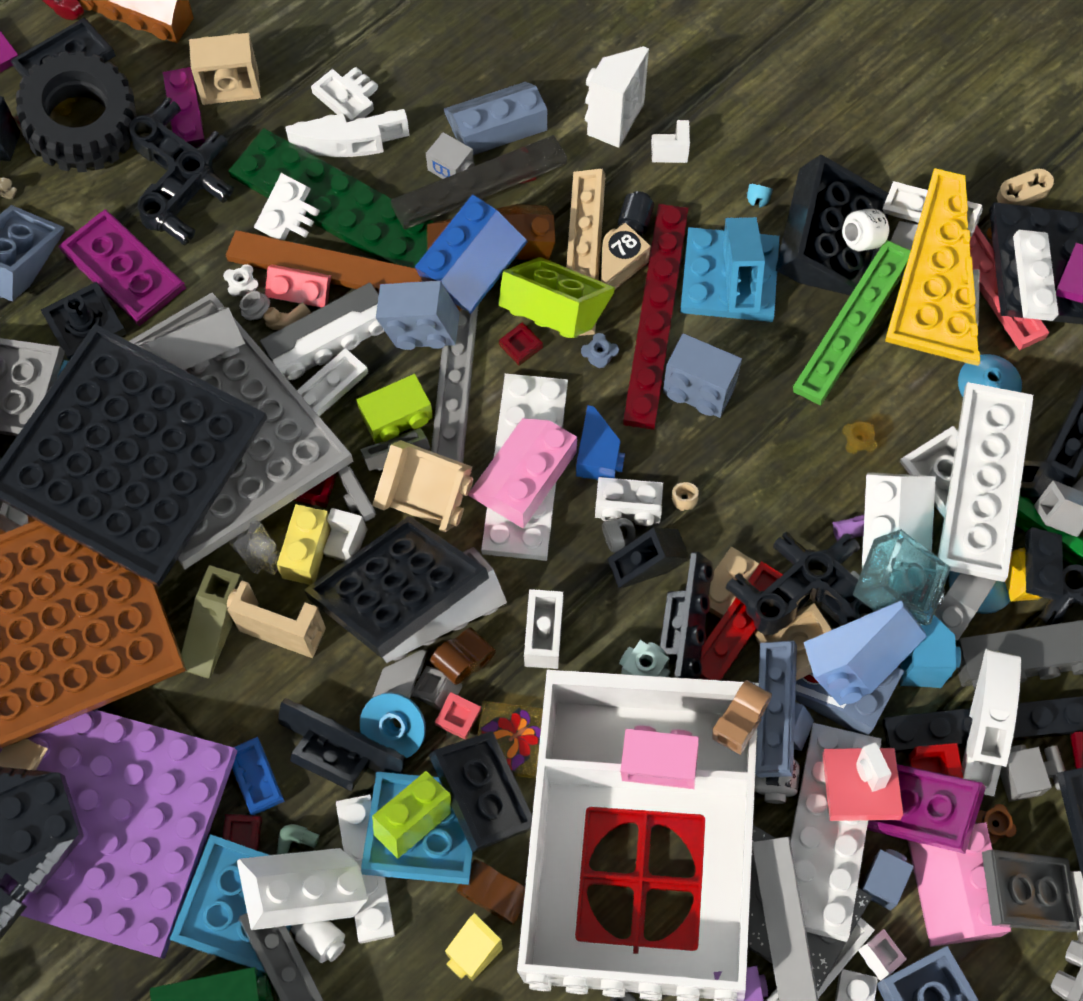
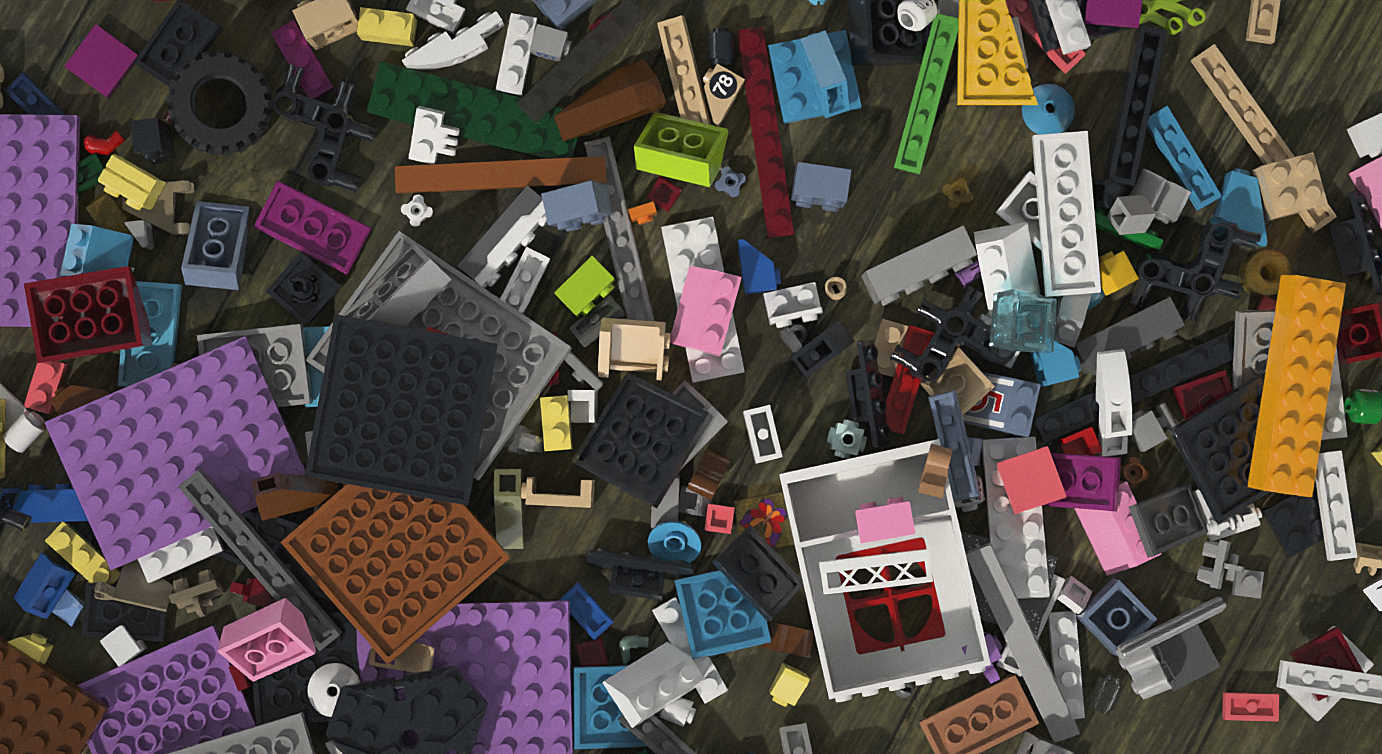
camera: 20 degrees left, 20 degrees up
(254, 305) = (437, 231): light grey plate -> none
(277, 320) = (466, 235): tan arm -> none
(284, 96) = (387, 26): none -> light yellow piece
(297, 286) = (466, 202): coral plate -> none
(409, 163) = (516, 55): none -> white plate
(411, 814) = (715, 609): lime piece -> none
(471, 253) = (603, 140): slope -> none
(489, 351) = (643, 213): none -> orange plate
(631, 804) = (875, 561): none -> white fence
(791, 494) = (922, 263): none -> light grey brick
(863, 652) = (1008, 392): medium blue slope -> none
(873, 767) = (1036, 470): white plate -> none
(887, 878) = (1064, 539): sand blue brick -> none
(1044, 564) = (1125, 265): black plate -> none

